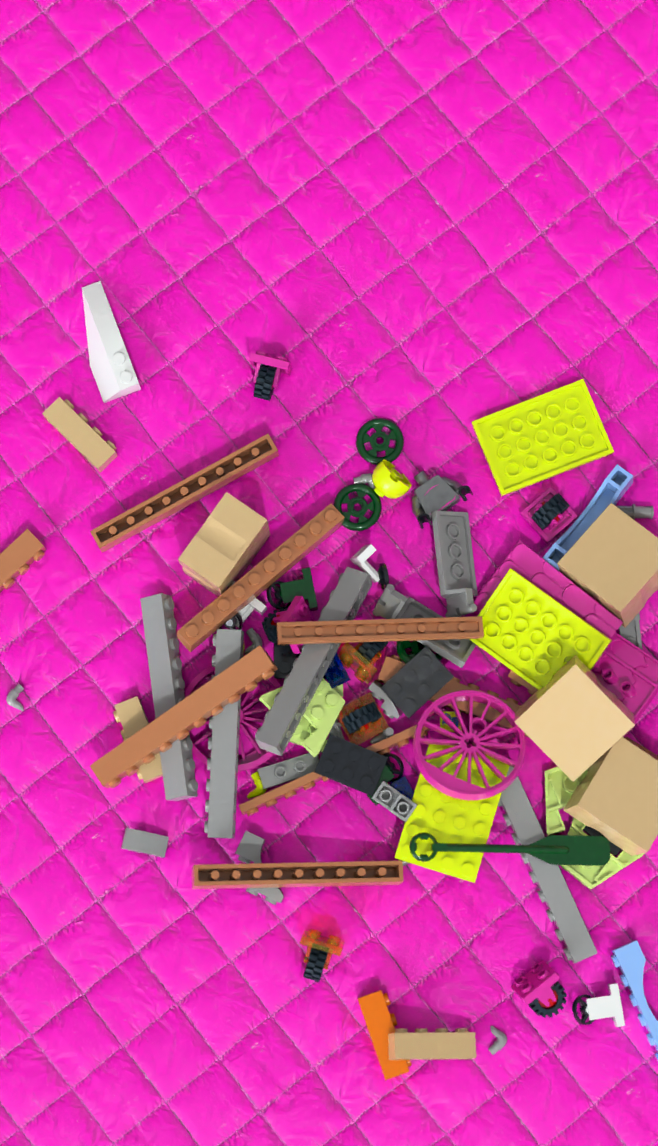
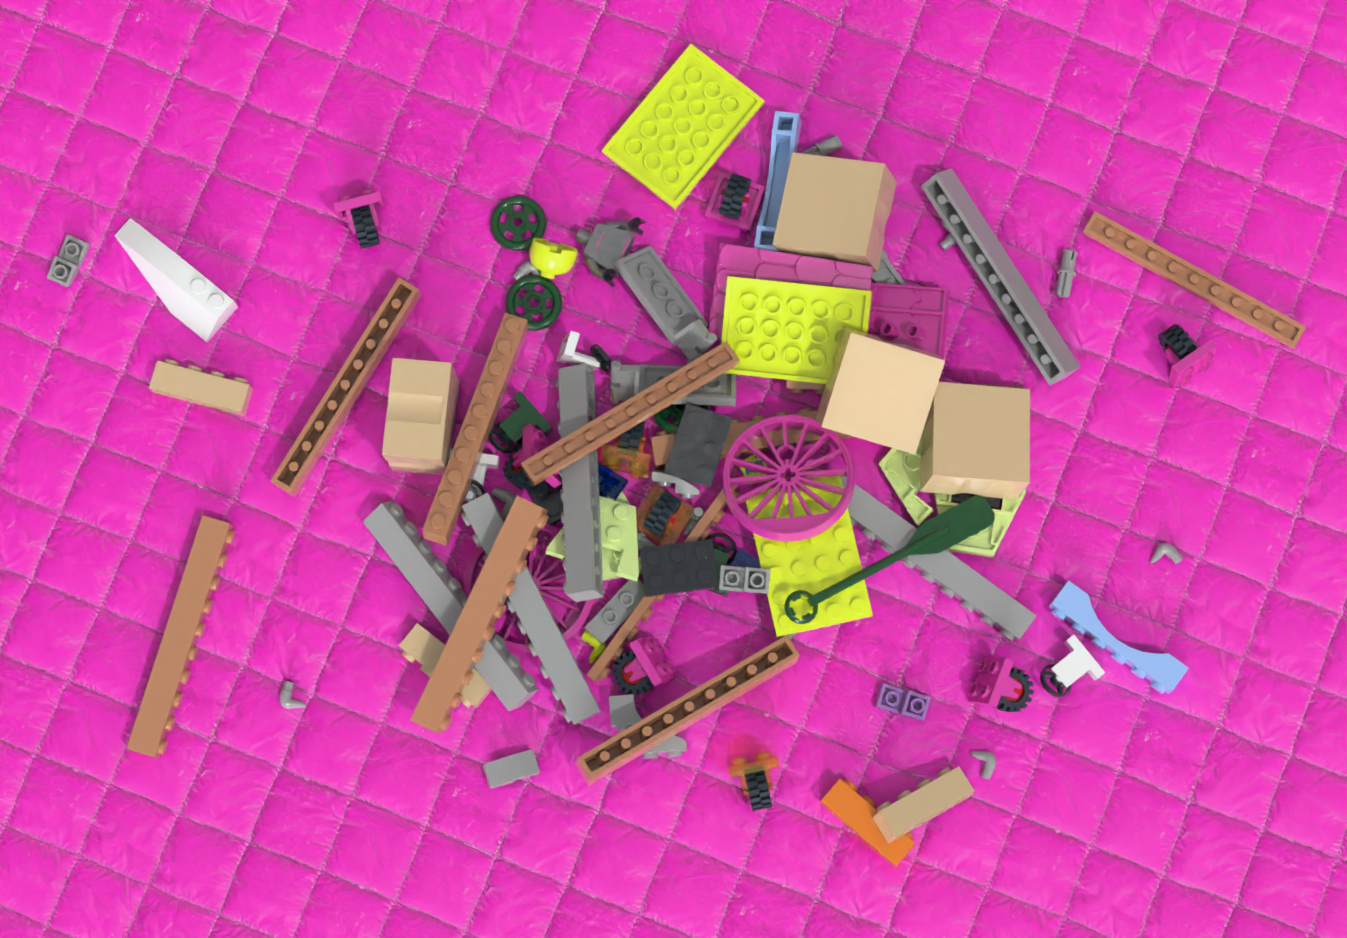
camera: 30 degrees left, 0 degrees up
(38, 288) = (69, 260): none -> light grey slope
(283, 823) = (643, 667): none -> dark pink plate
(461, 959) = (902, 702): none -> medium lavender slope

